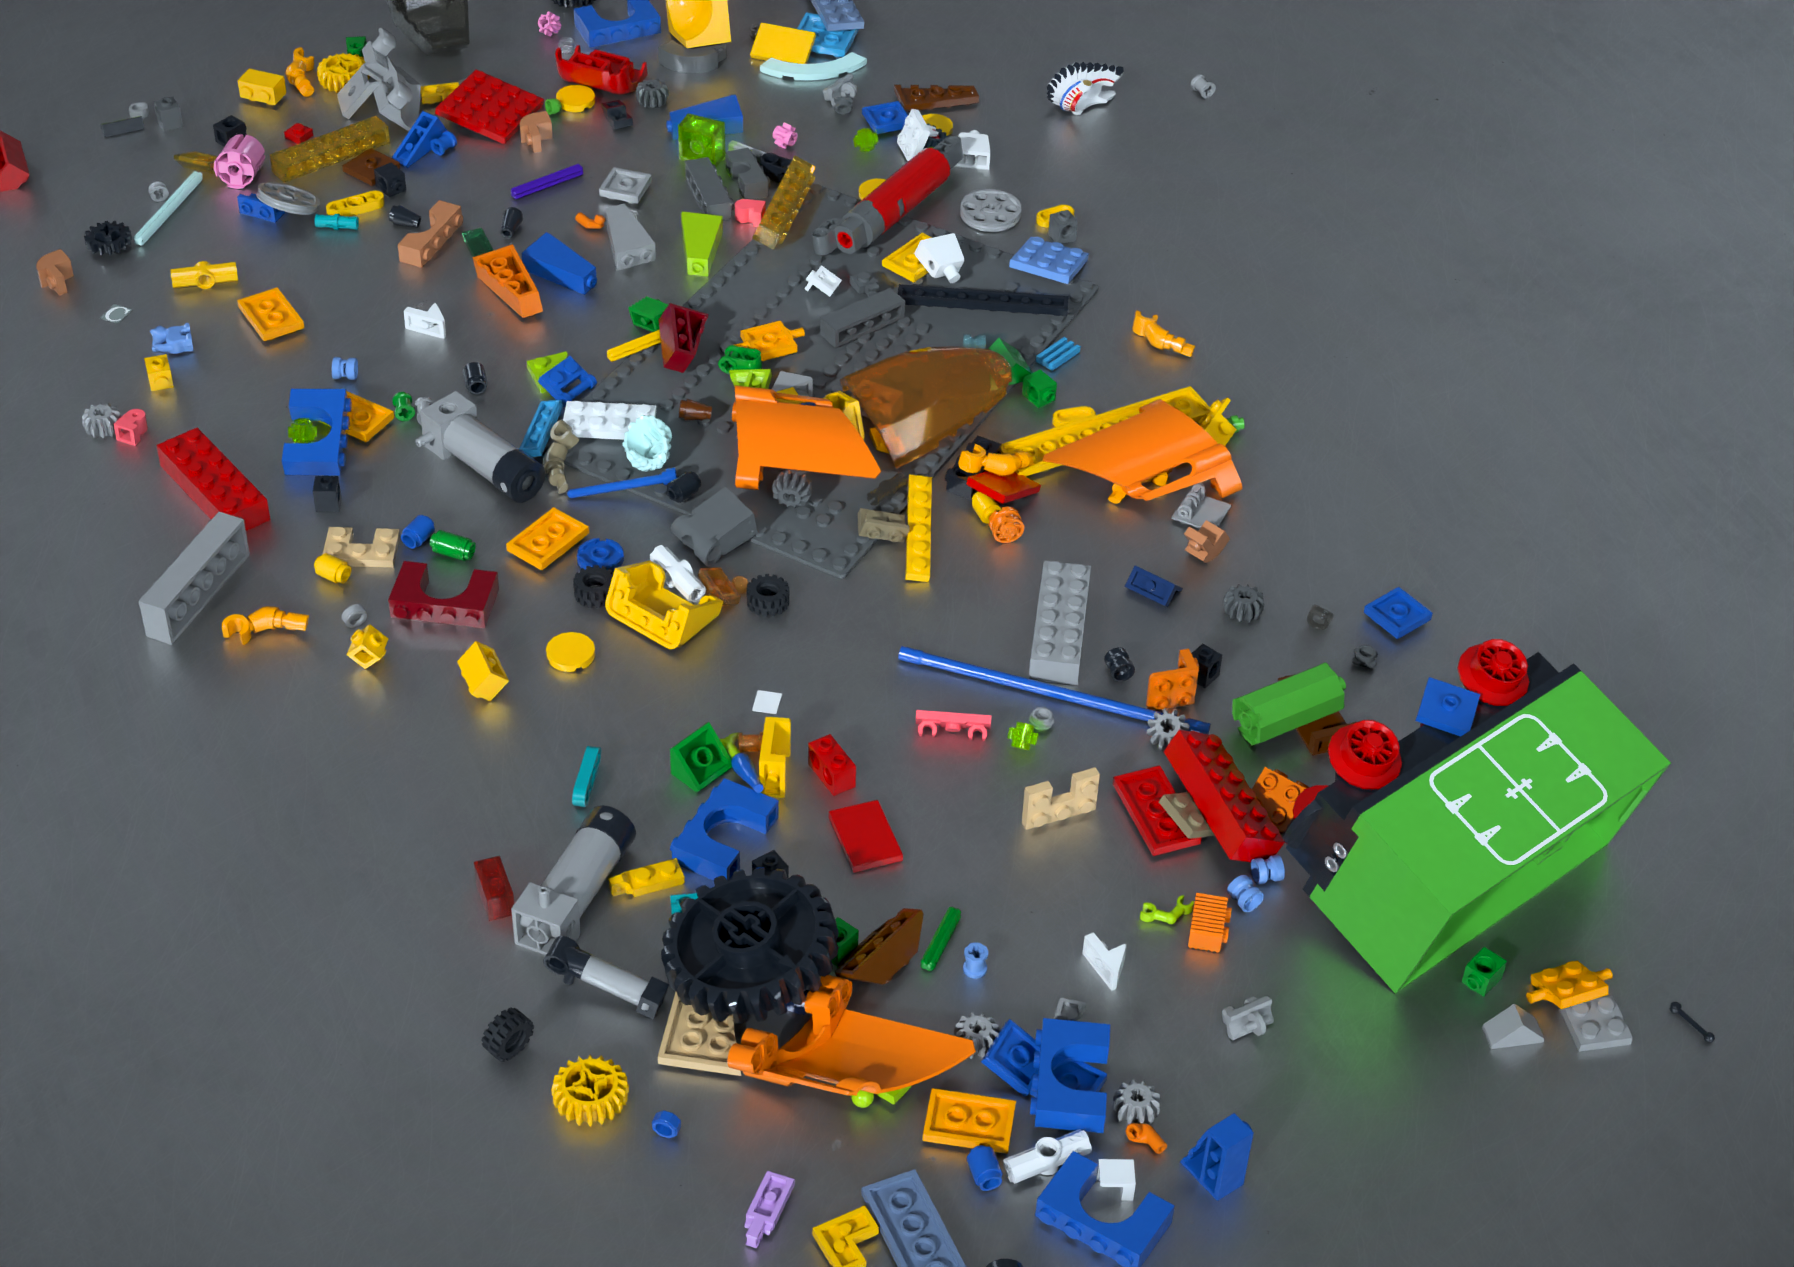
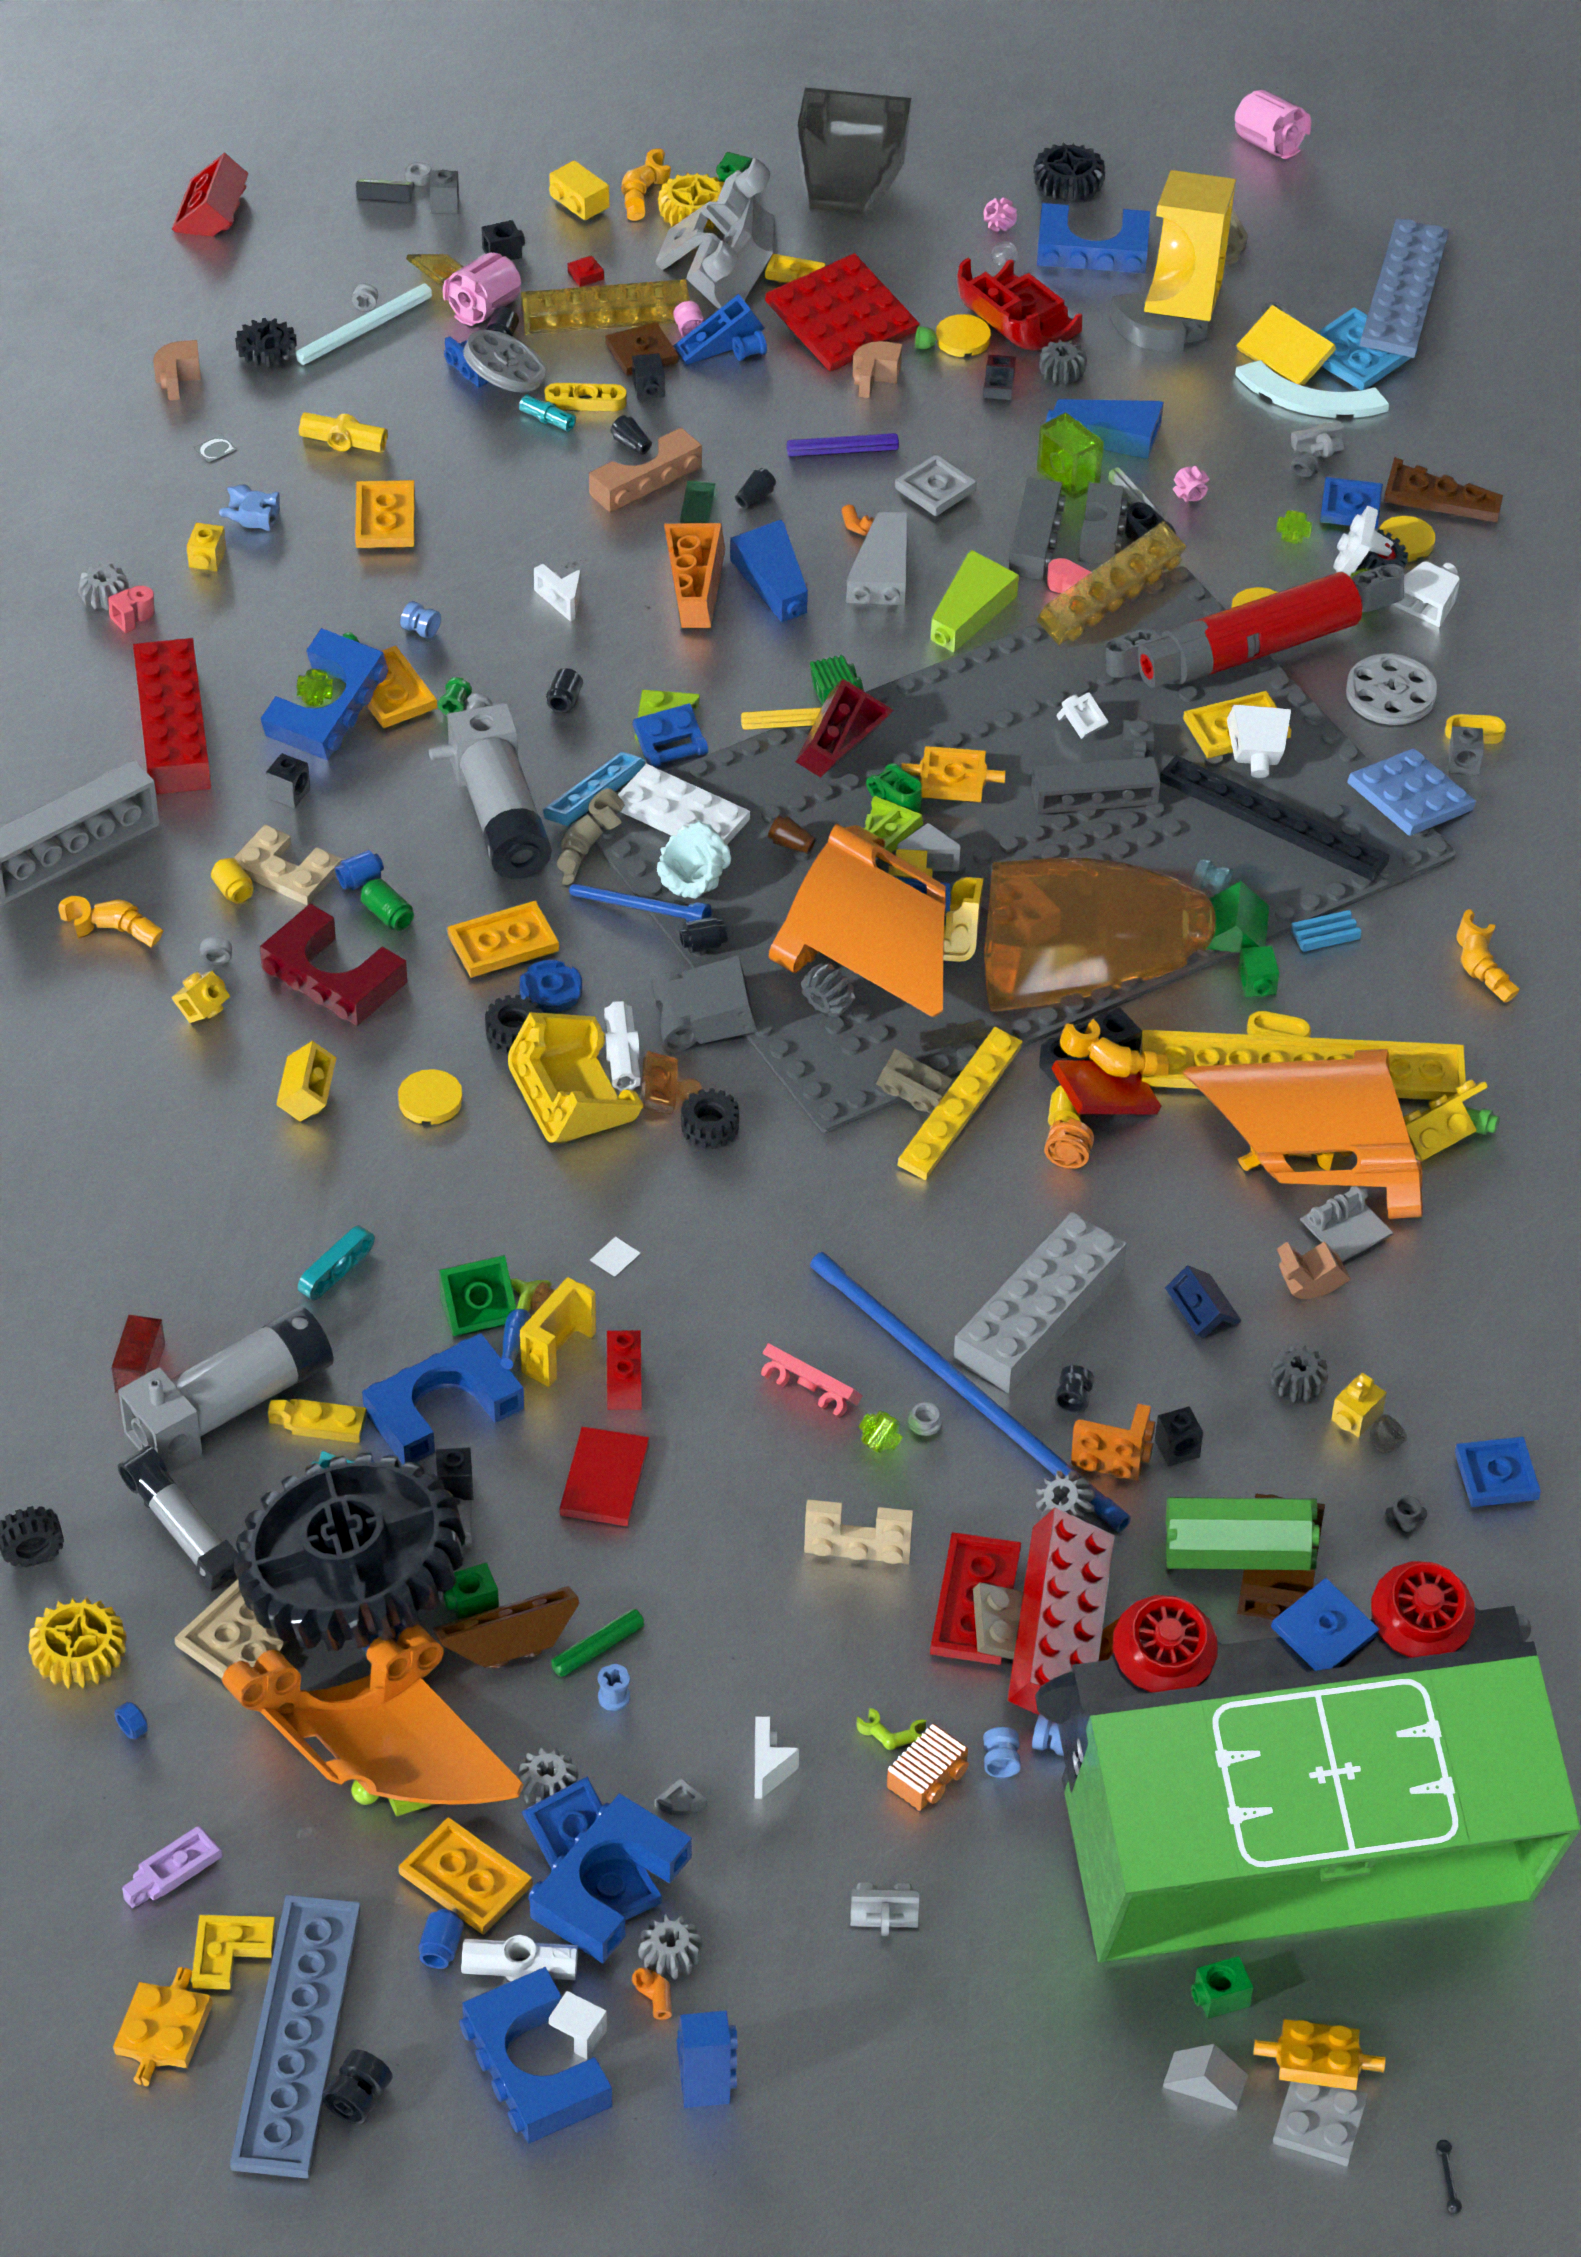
camera: 30 degrees right, 5 degrees up
(267, 174) = (503, 321): none -> black brick
(391, 138) = (688, 317): none -> bright pink wheel
(1292, 605) = (1359, 1405): none -> yellow brick

